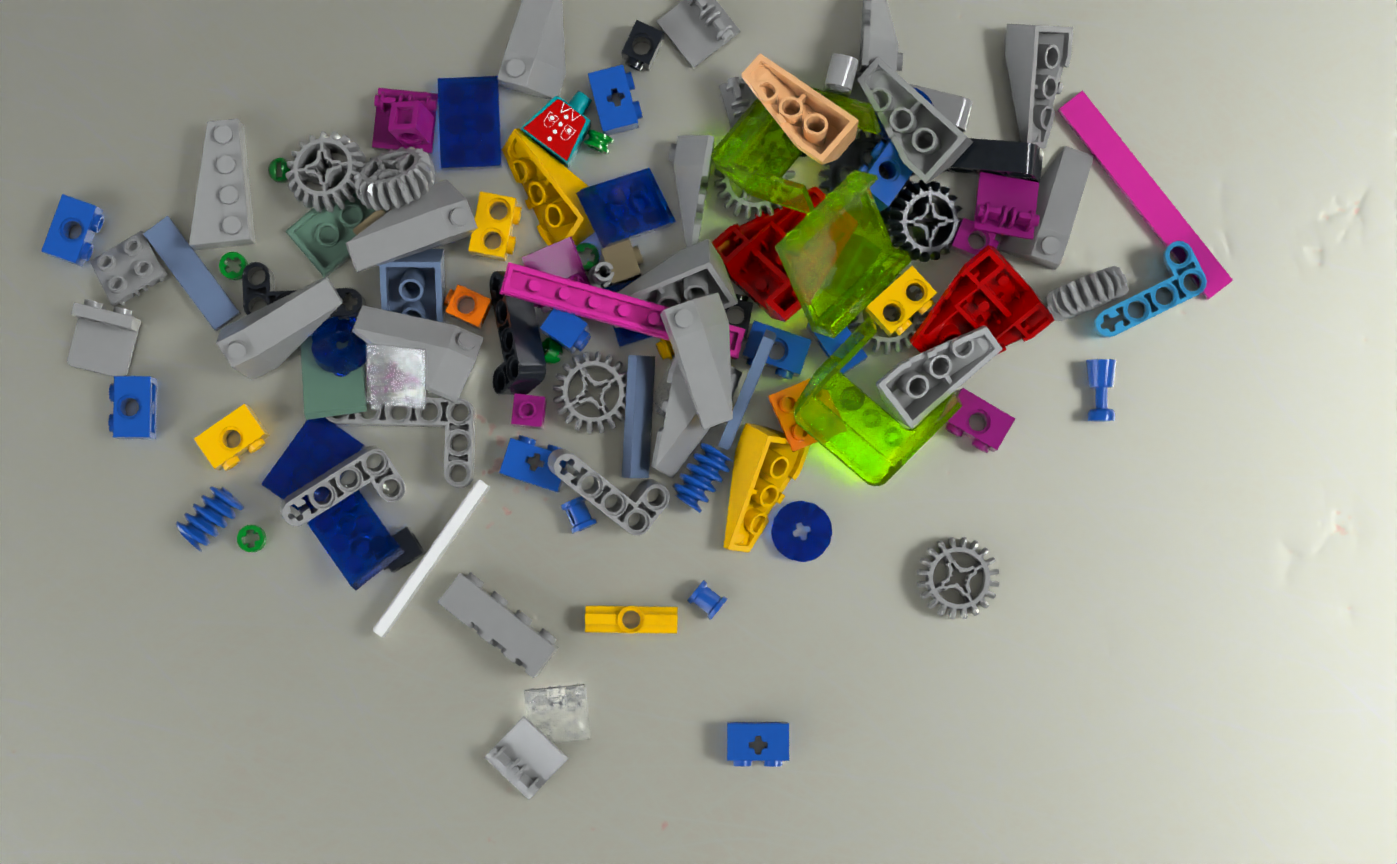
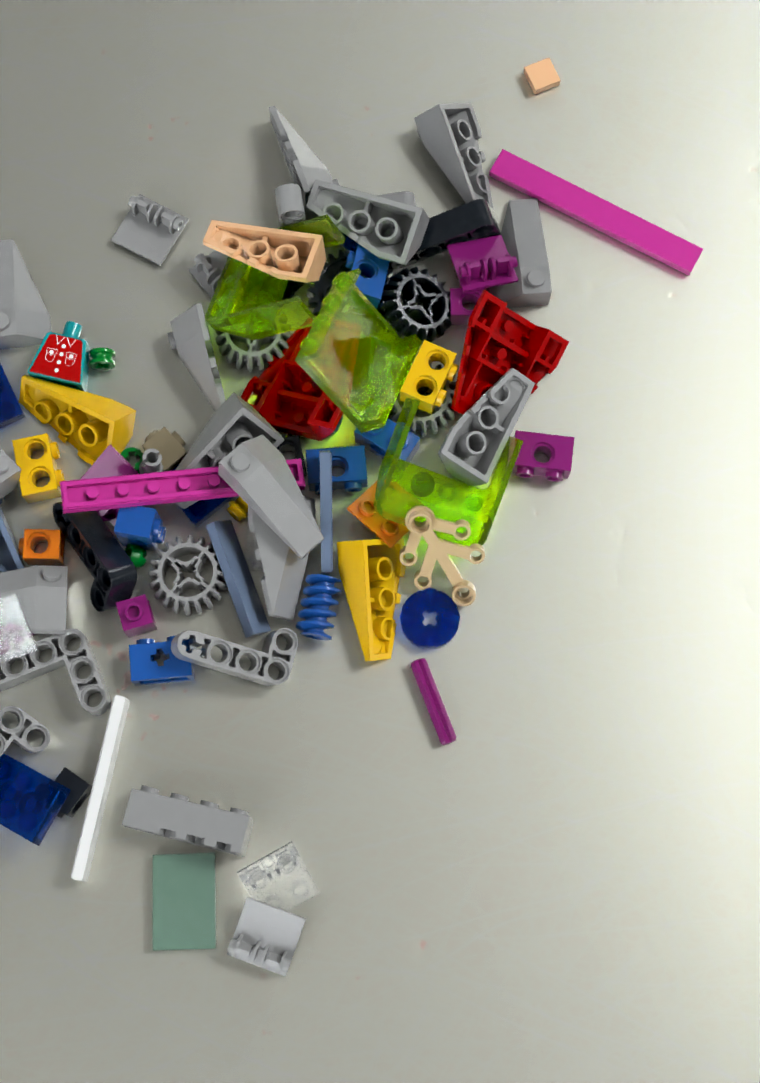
camera: 25 degrees left, 10 degrees down
(465, 693) = (184, 901): none -> sand green tile
(578, 514) = (220, 689): blue bush -> none
(604, 85) = (94, 303): blue brick -> none
(610, 619) = (290, 773): yellow piece -> none
(626, 207) = (149, 400): clear blue plate -> none
(642, 33) = (107, 252): black brick -> none
(707, 599) = (371, 716): blue bush -> none
(770, 610) = (433, 701): none -> magenta axle
(774, 733) = (487, 812): blue brick -> none
(838, 476) = (440, 551): none -> tan plant
(964, 591) = (602, 579): light grey gear -> none
(1087, 293) = (586, 306): light grey gear -> none
(1101, 377) = (631, 375): blue piece -> none
(1147, 297) = (639, 291): dark azure beam -> none
(1158, 27) = (542, 76): none -> light nougat tile

